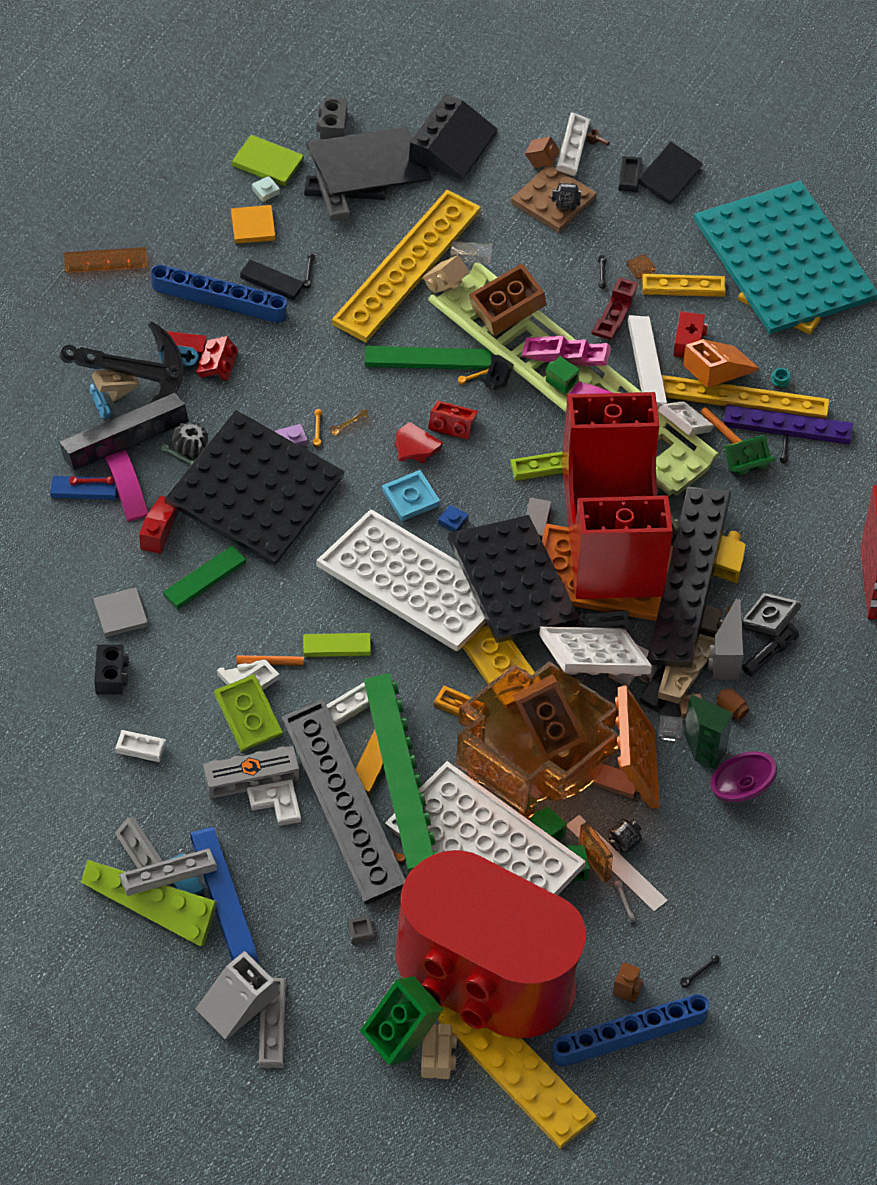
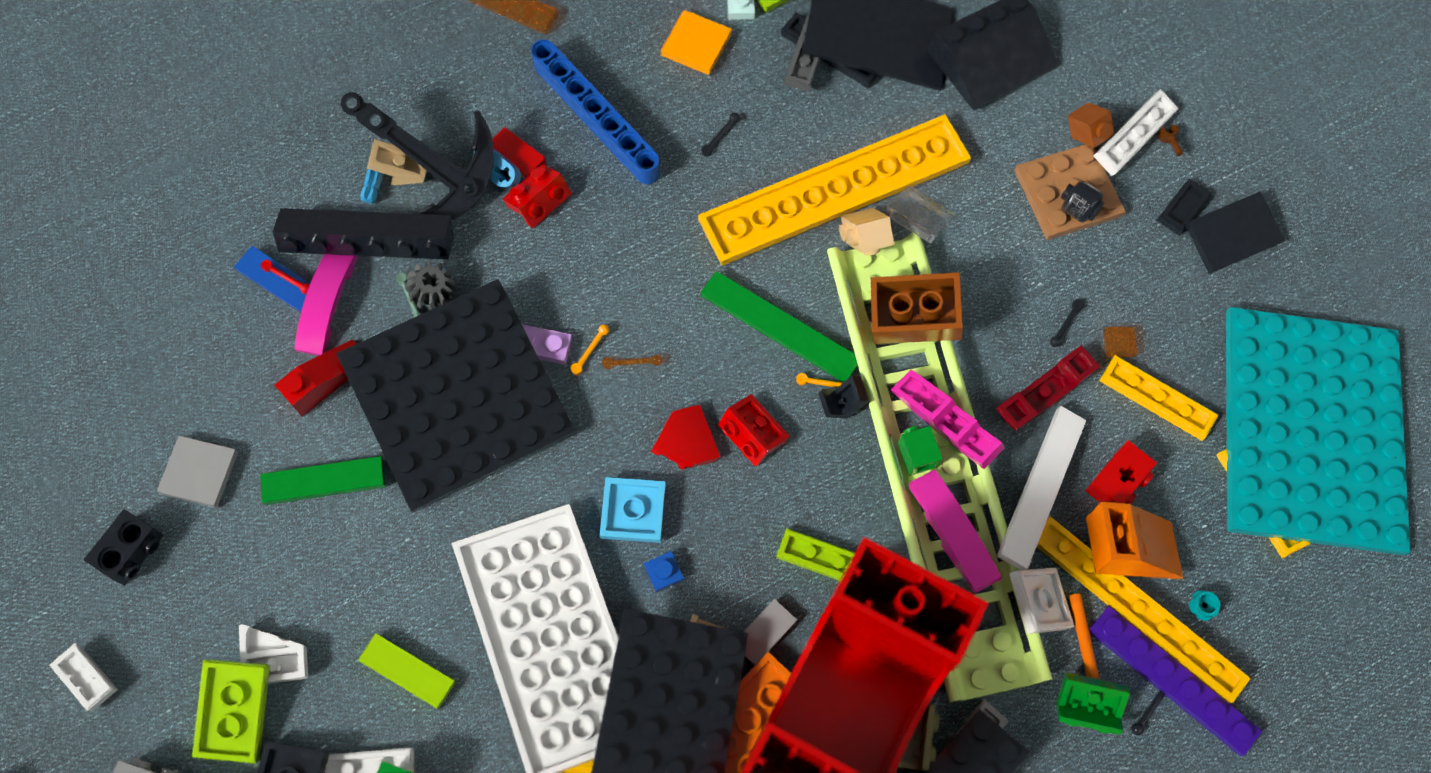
camera: 30 degrees right, 15 degrees up
(272, 279) = (669, 124): black tile -> none
(272, 660) = (316, 644): orange bar -> none

